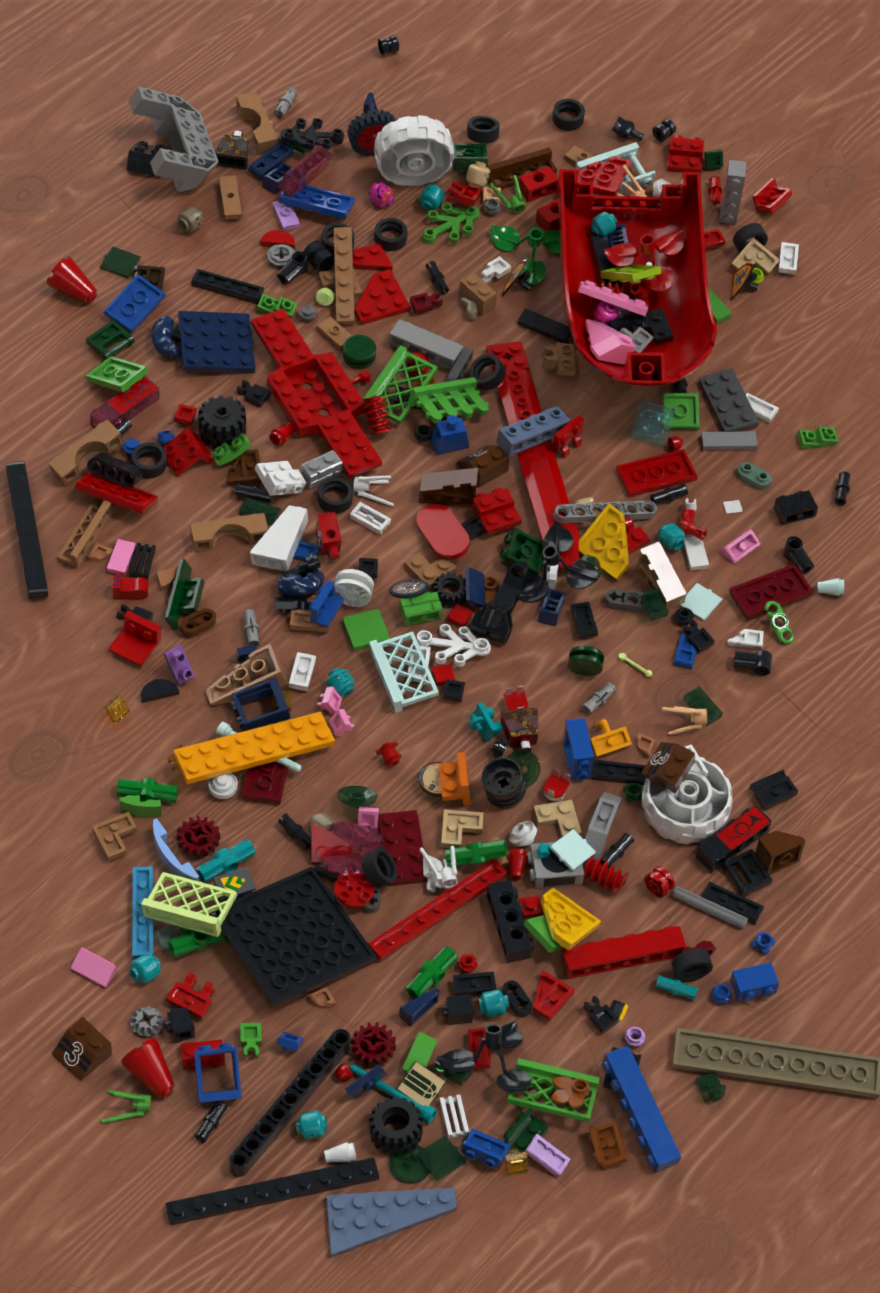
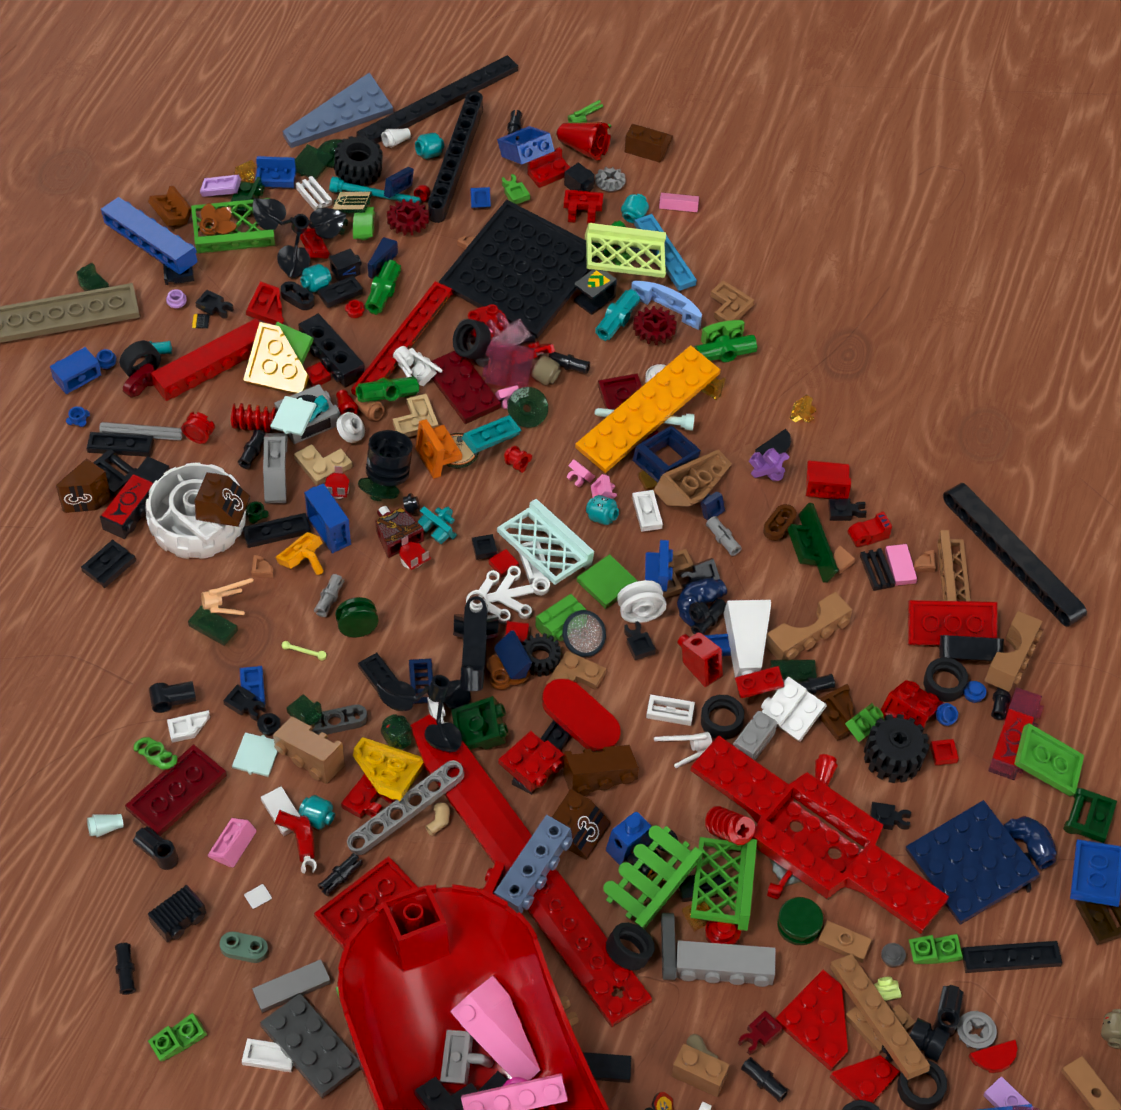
camera: 160 degrees right, 0 degrees up
(296, 495) = (759, 682): none -> red bracket
(402, 778) = (491, 434): none -> teal plate

